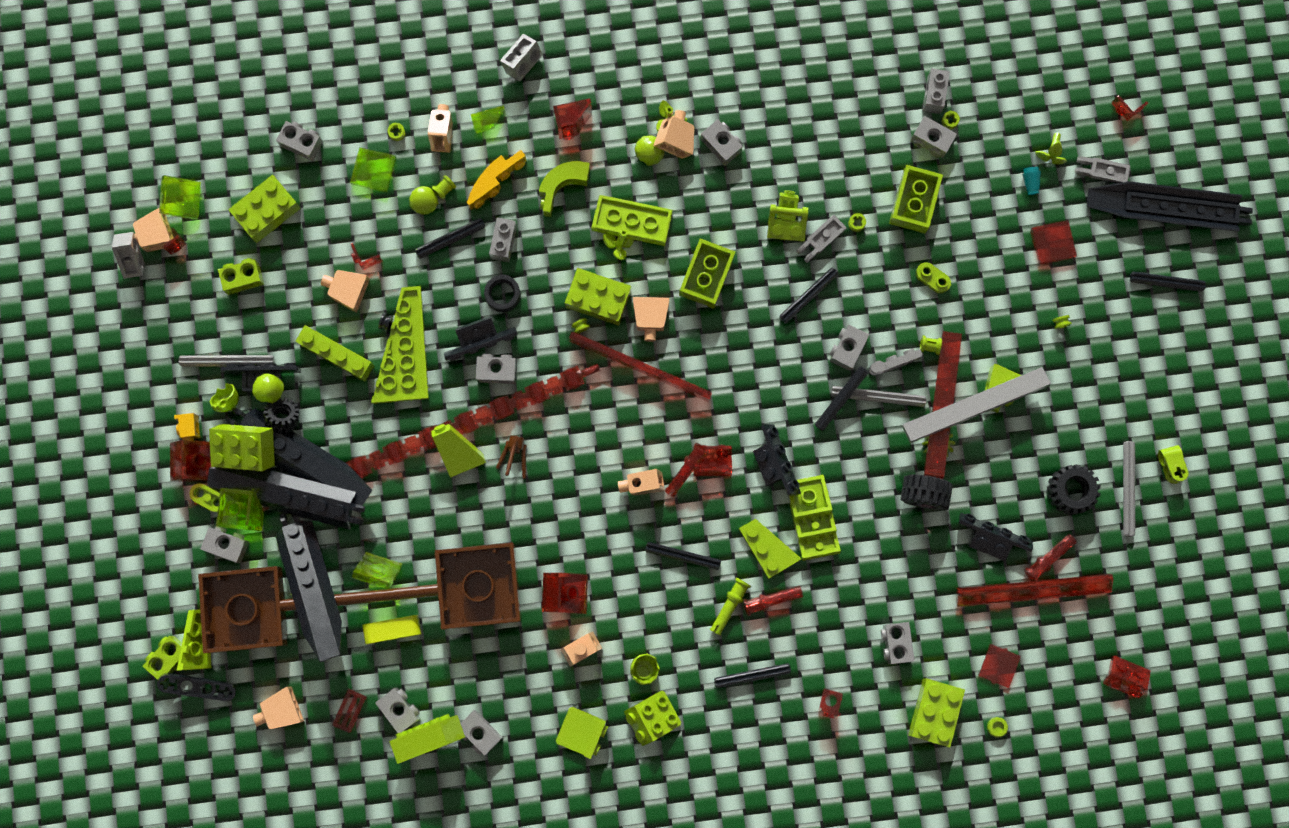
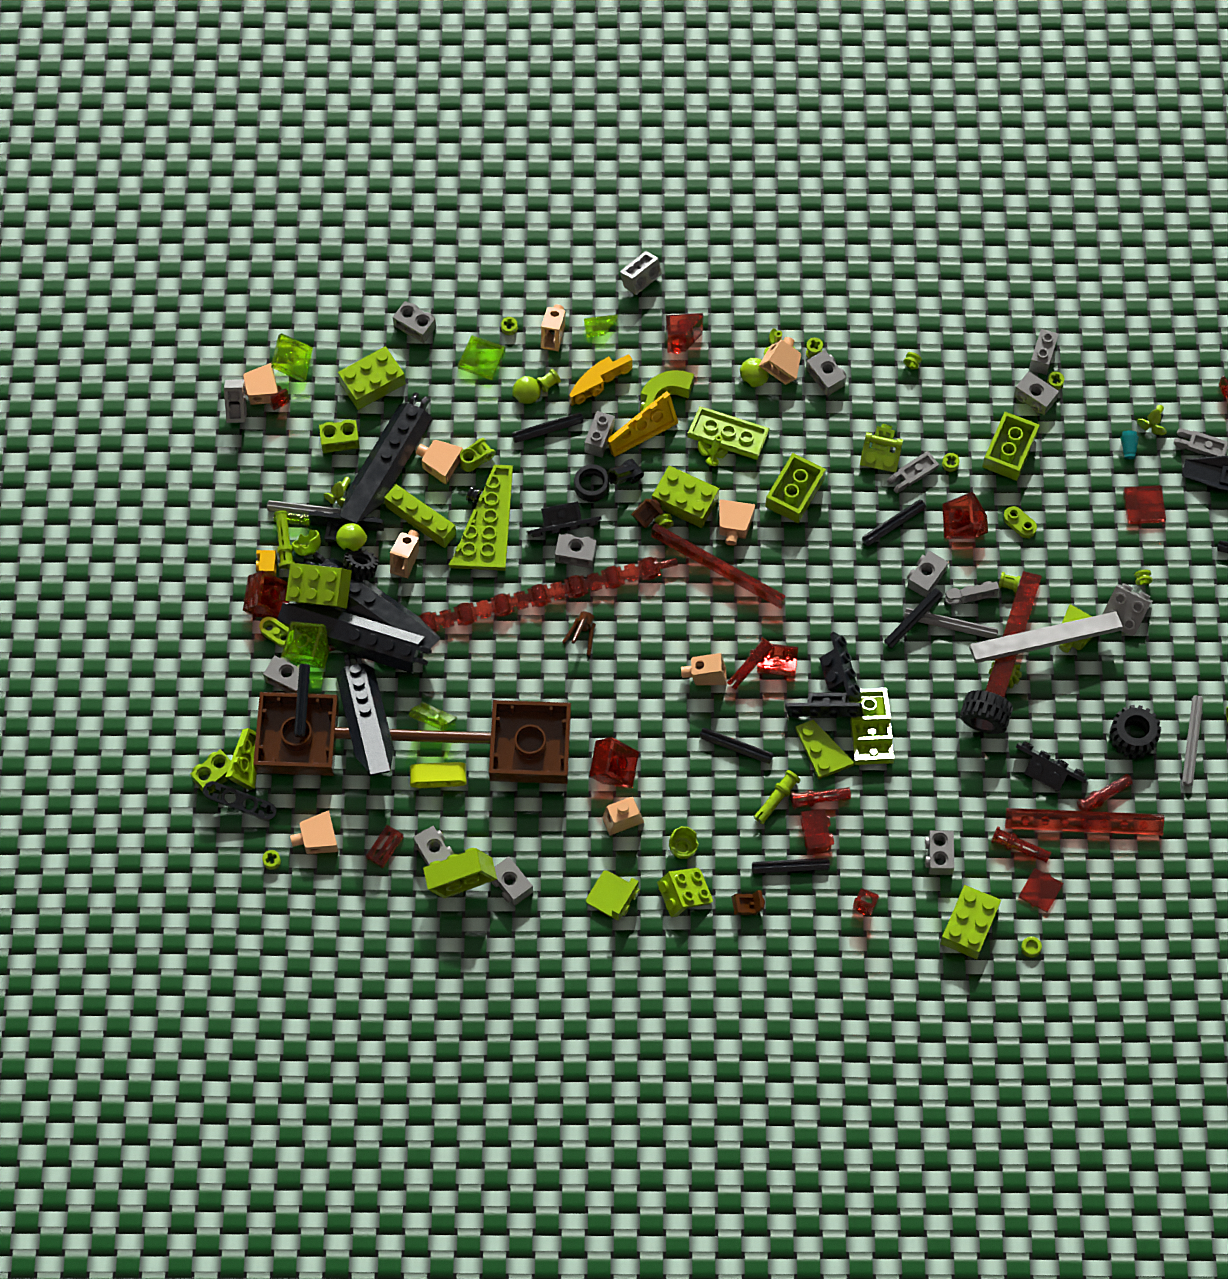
camera: 10 degrees right, 15 degrees down
(203, 407) = (284, 549): none -> lime pin
(205, 372) = (296, 519): none -> clear neon green axle
(233, 739) = (277, 860): none -> lime bush
(241, 579) = (302, 700): none -> black axle
(247, 338) = (337, 492): none -> lime plant
(291, 298) = (386, 460): none -> black hinge
(324, 396) = (404, 553): none -> light nougat torso
(367, 263) = (460, 439): clear red bracket -> none
(385, 275) = (478, 452): none -> lime piece
(455, 450) = (525, 616): lime slope -> none
(536, 278) = (626, 472): none -> black piece
(547, 225) = (648, 423): none -> yellow wing
(562, 318) = (647, 512): none -> reddish brown bracket
(707, 112) = (814, 347): none -> lime bush
(716, 723) = (748, 903): none -> reddish brown bracket
(767, 502) = (825, 705): none -> black bracket
(773, 638) = (816, 832): none -> clear red brick
(806, 117) = (912, 360): none -> lime bush
(878, 282) = (964, 518): none -> clear red slope
(965, 621) = (1009, 844): none -> clear red pin
(1051, 355) = (1129, 607): none -> light grey bracket
(1127, 677) = (1168, 916): clear red bracket -> none

